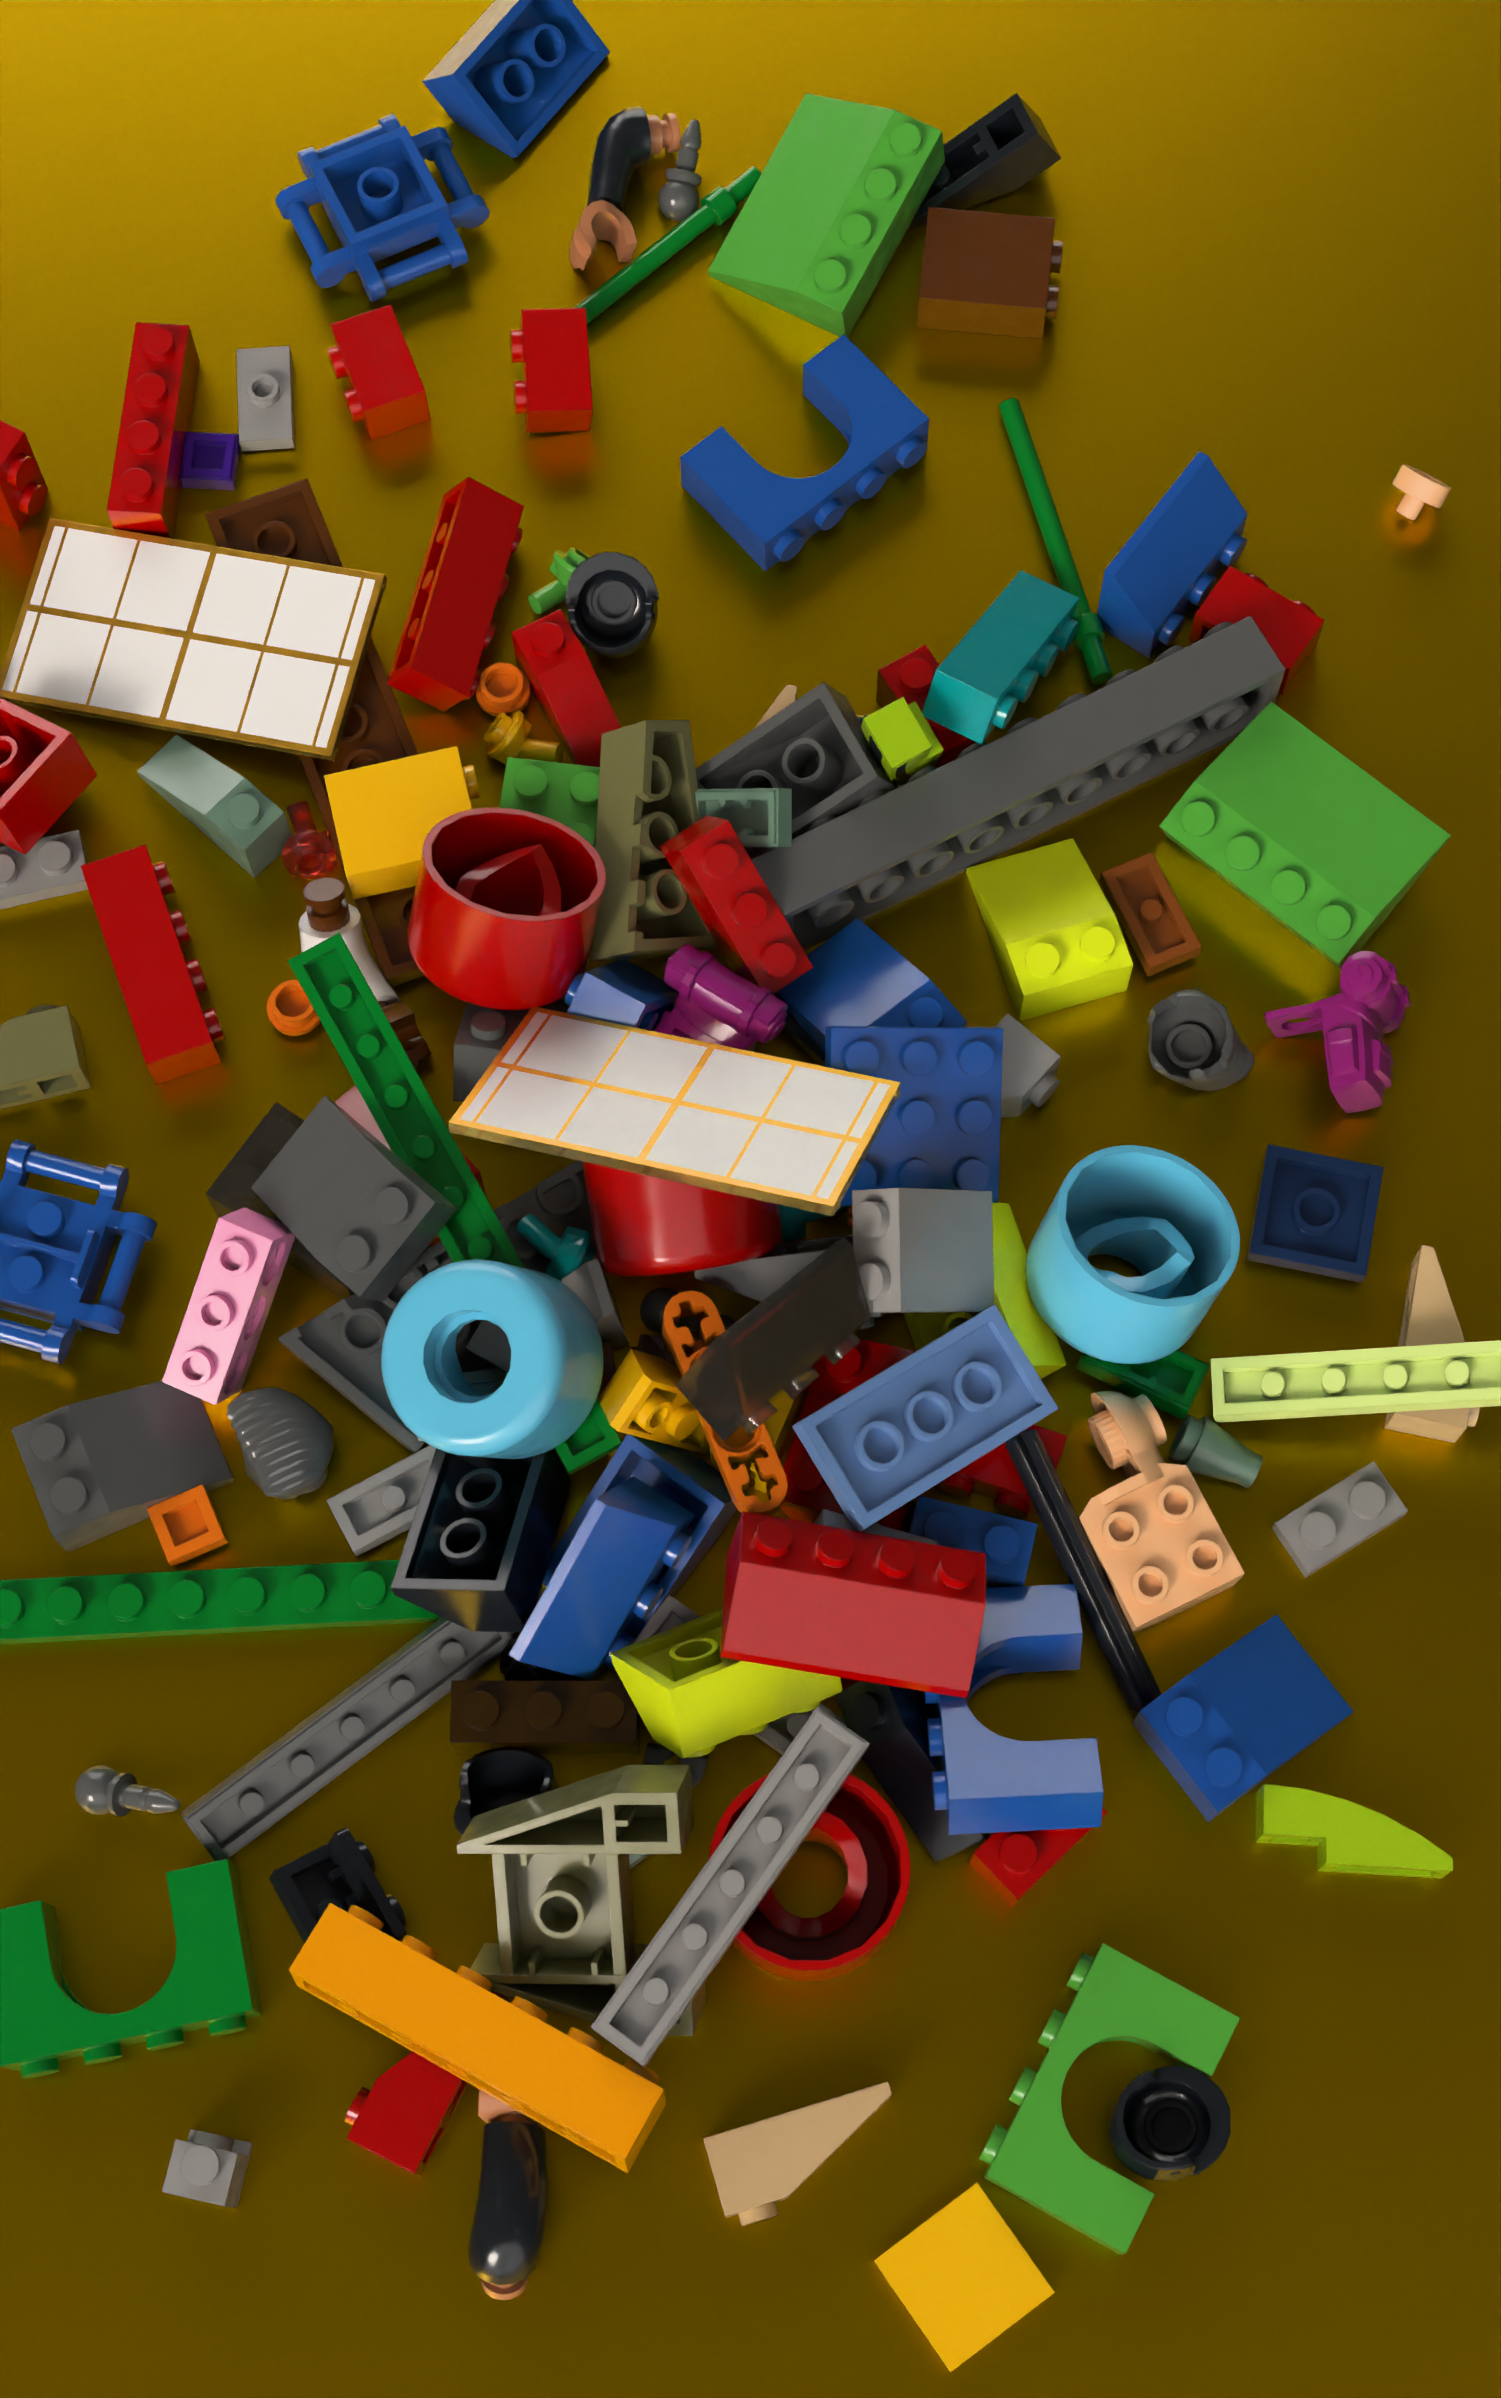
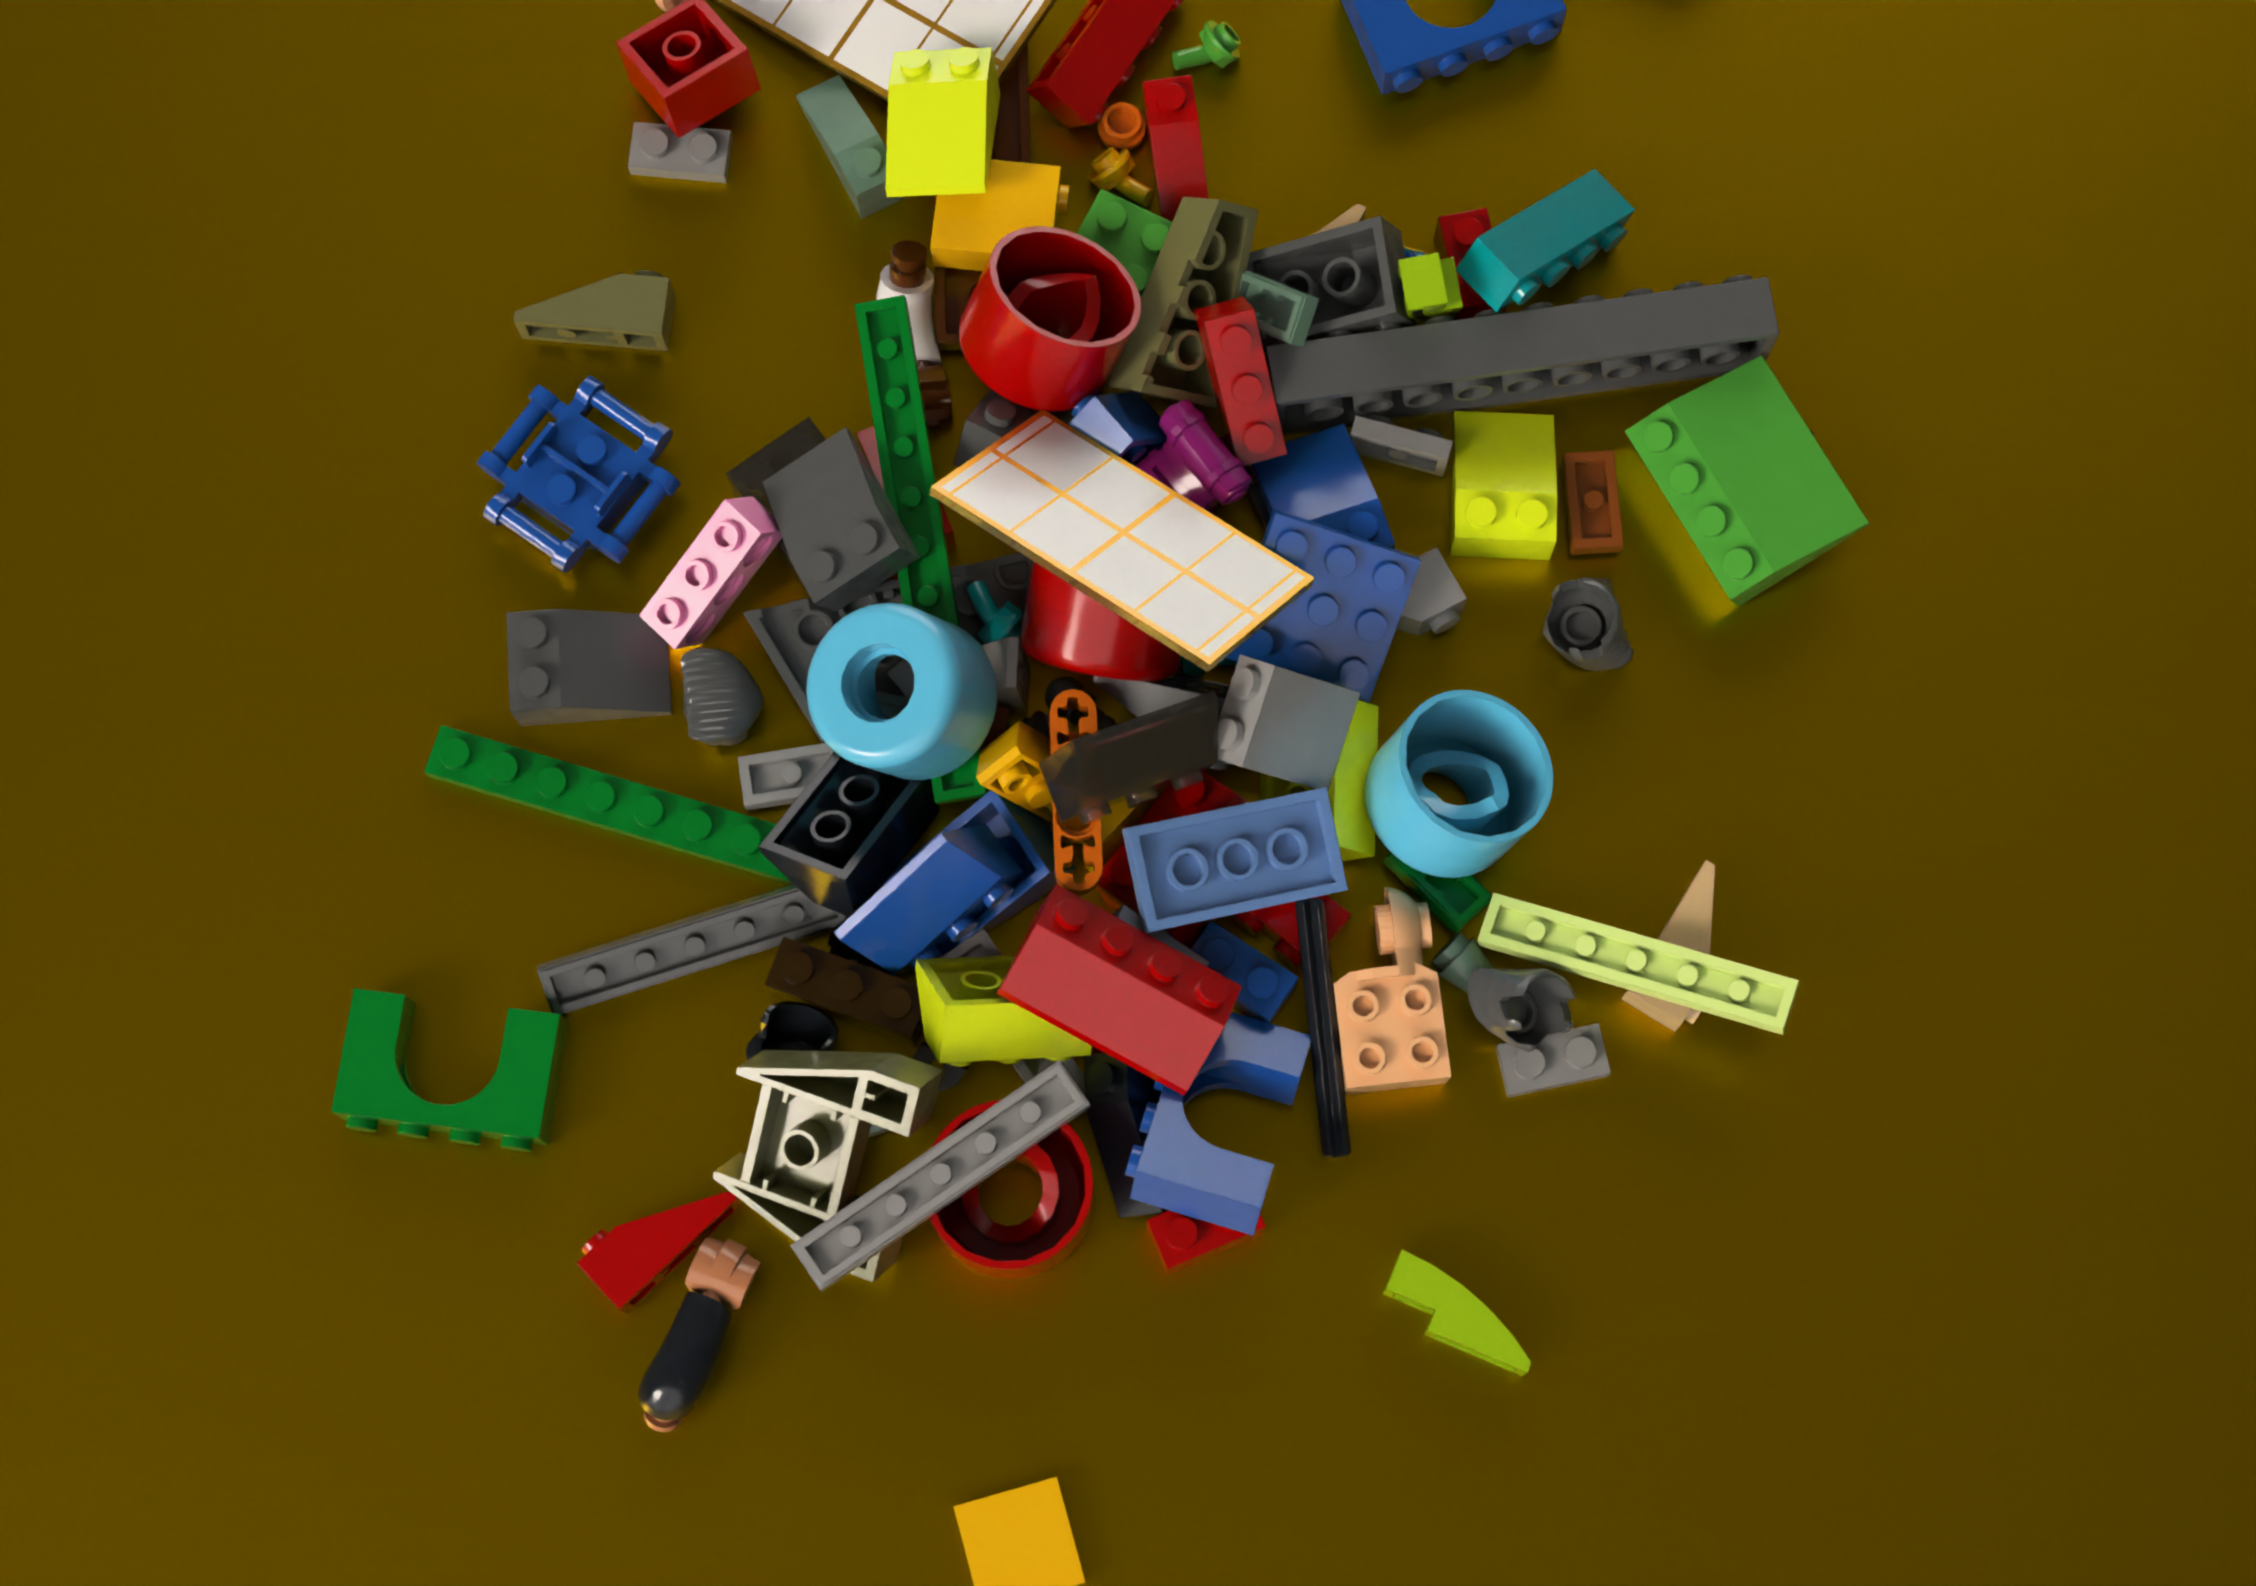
camera: 20 degrees right, 5 degrees up
(105, 1791) = (486, 927): dark grey bar -> none
(152, 965) = (751, 264): red brick -> none
(187, 1525) = (621, 738): orange plate -> none
(208, 2168) = (464, 1248): light grey brick -> none
(291, 1009) = (846, 342): orange plate -> none
(307, 846) = (911, 215): clear red plate -> none
(311, 740) = (941, 121): none -> neon yellow slope
(336, 1875) = (635, 1083): black bracket -> none
(480, 2036) = (704, 1220): light orange brick -> none
(612, 604) = (1237, 84): black helmet -> none
(778, 2154) = (909, 1398): tan slope -> none
(910, 923) = (1417, 449): none -> light grey plate
(1036, 2152) = (1214, 1377): bright green arch -> none
(1090, 630) = (1637, 237): green bar -> none
(1170, 2123) = (1223, 1486): black helmet -> none
(1172, 559) = (1728, 201): blue slope -> none
(1241, 1717) = (1409, 1189): blue slope -> none
(1286, 624) = (1798, 293): red brick -> none
(1286, 1468) = (1521, 1003): none -> dark grey hair
(1315, 1213) = (1631, 802): dark blue plate -> none
(1353, 1029) = (1721, 660): magenta piece -> none
(1418, 489) = (1970, 210): light nougat tile -> none

